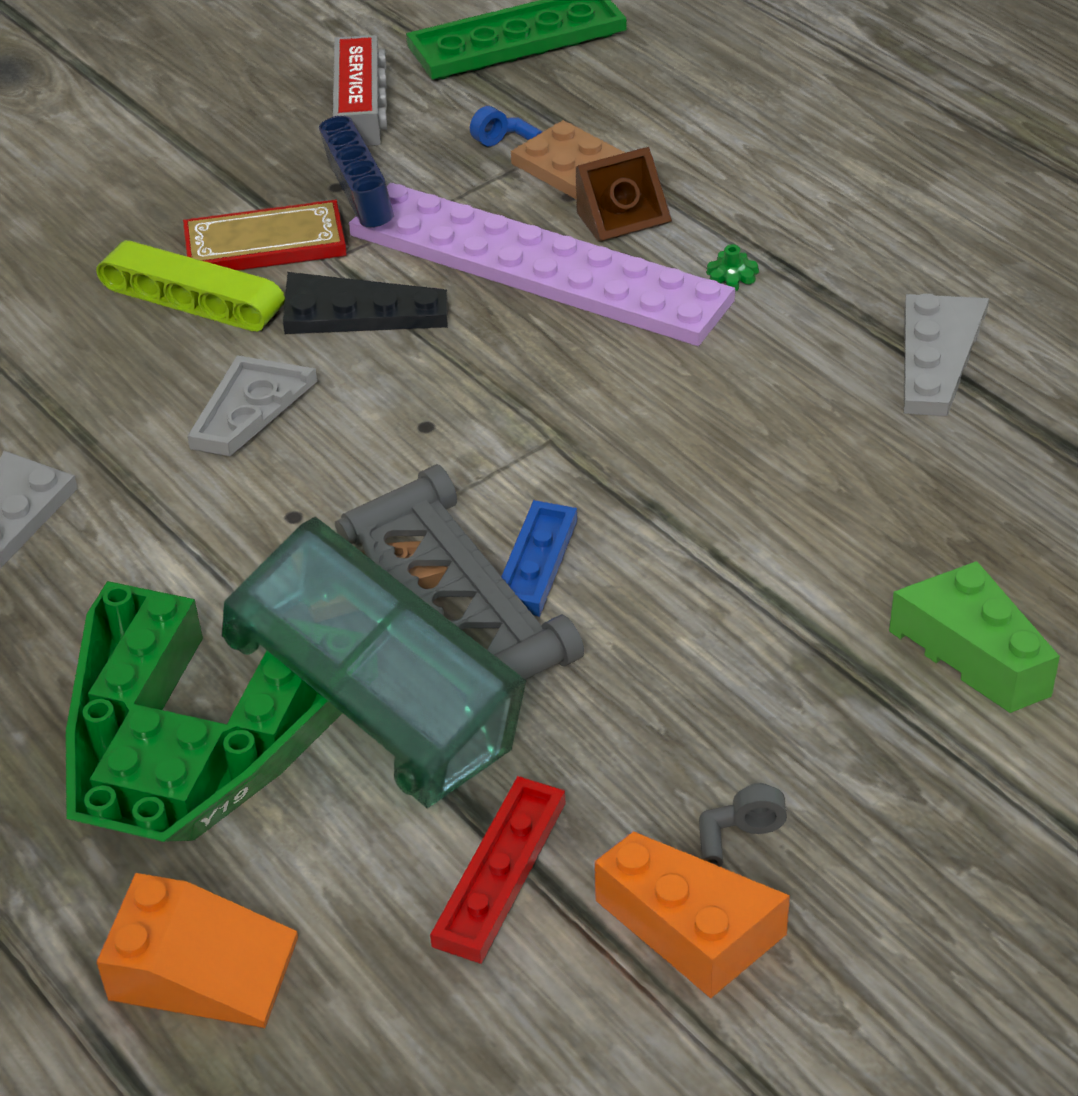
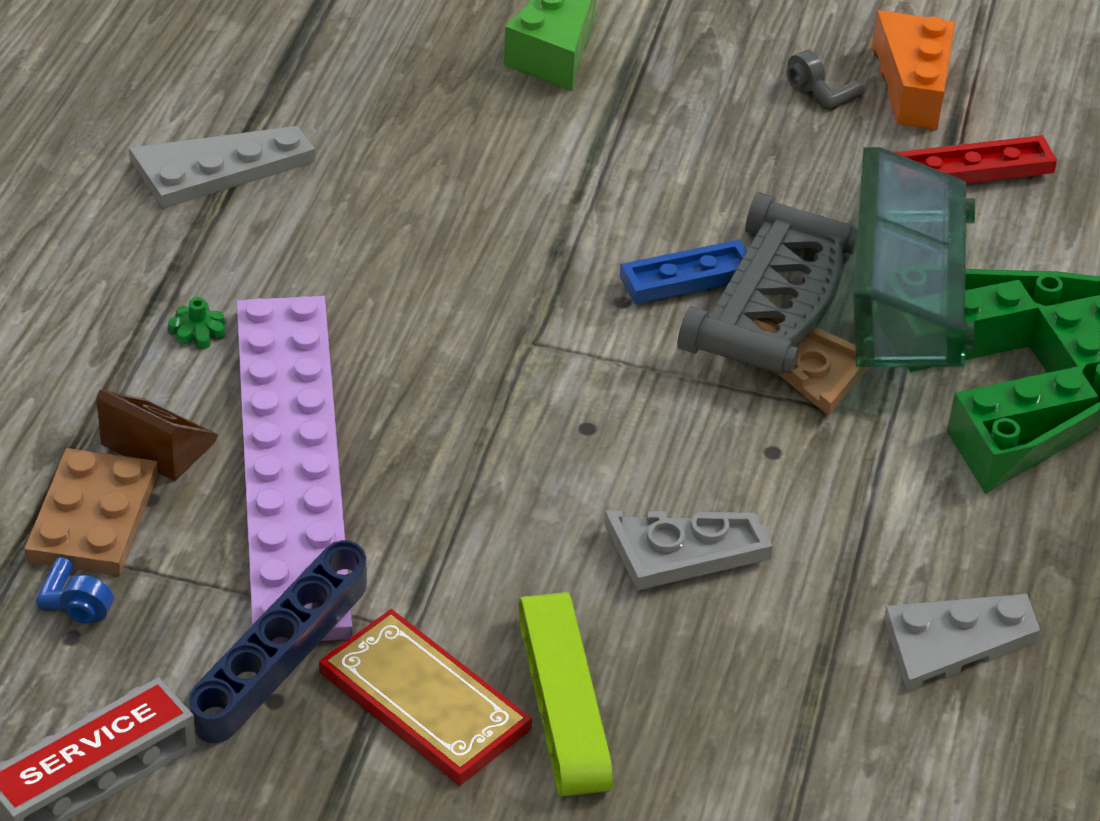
camera: 130 degrees left, 0 degrees up
(352, 305) = (471, 556): black wing -> none

